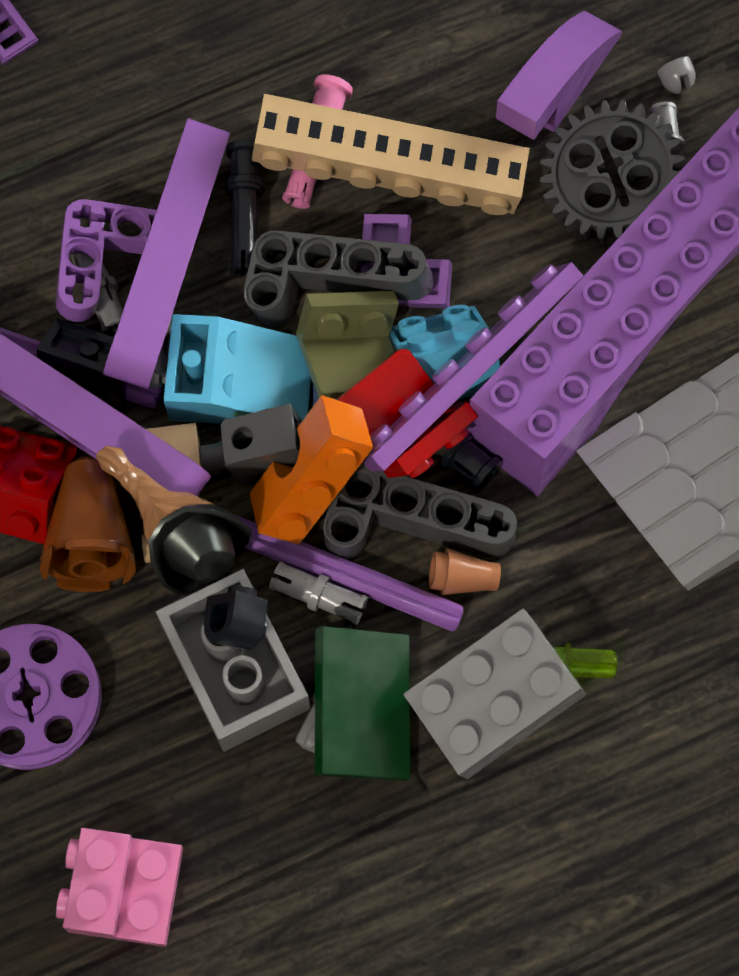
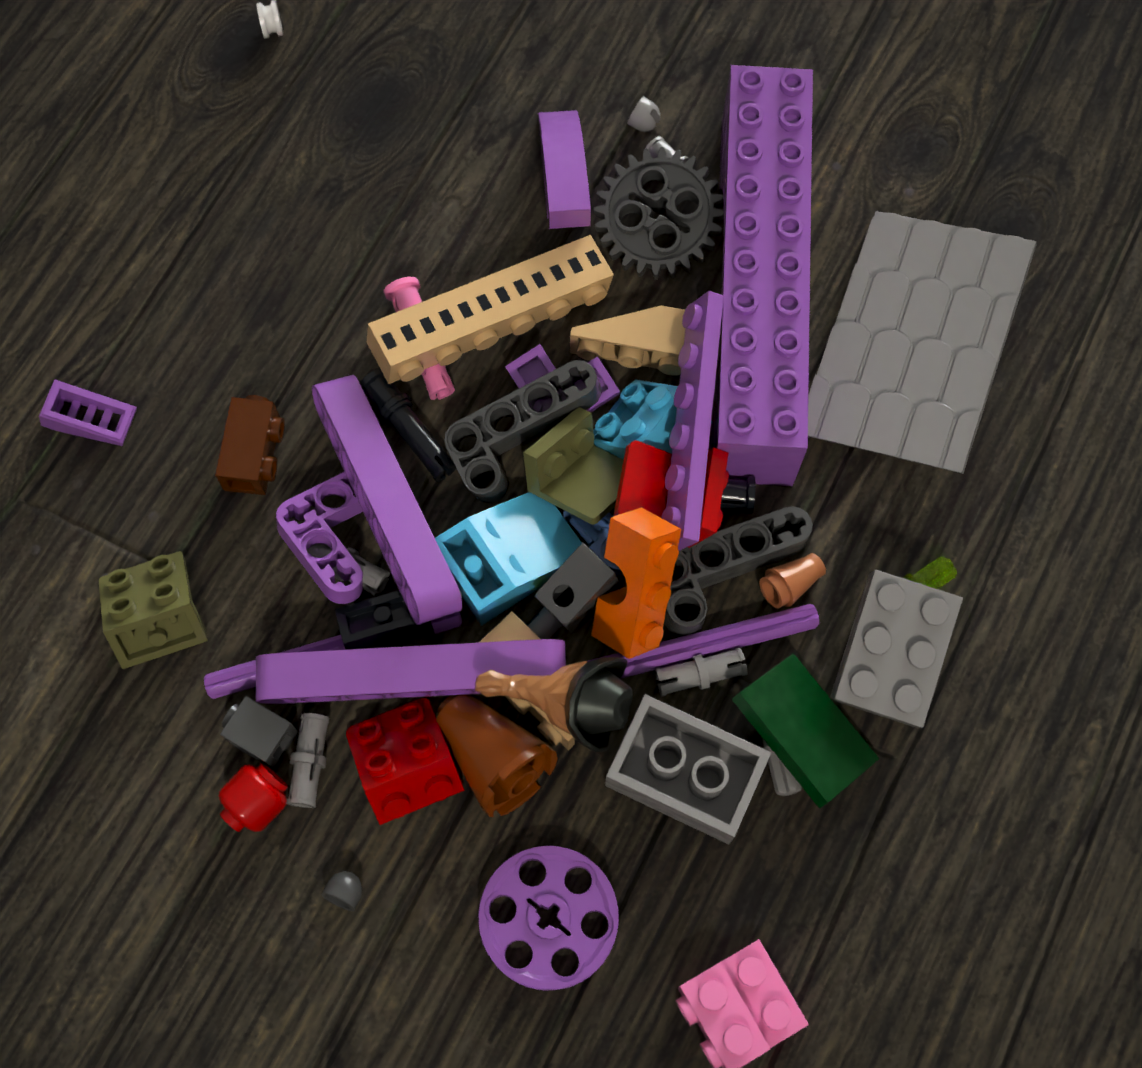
camera: 40 degrees left, 0 degrees up
(100, 134) = (249, 445): none -> reddish brown brick
(236, 618) = (678, 735): black plate -> none
(492, 264) = (634, 339): none -> tan slope

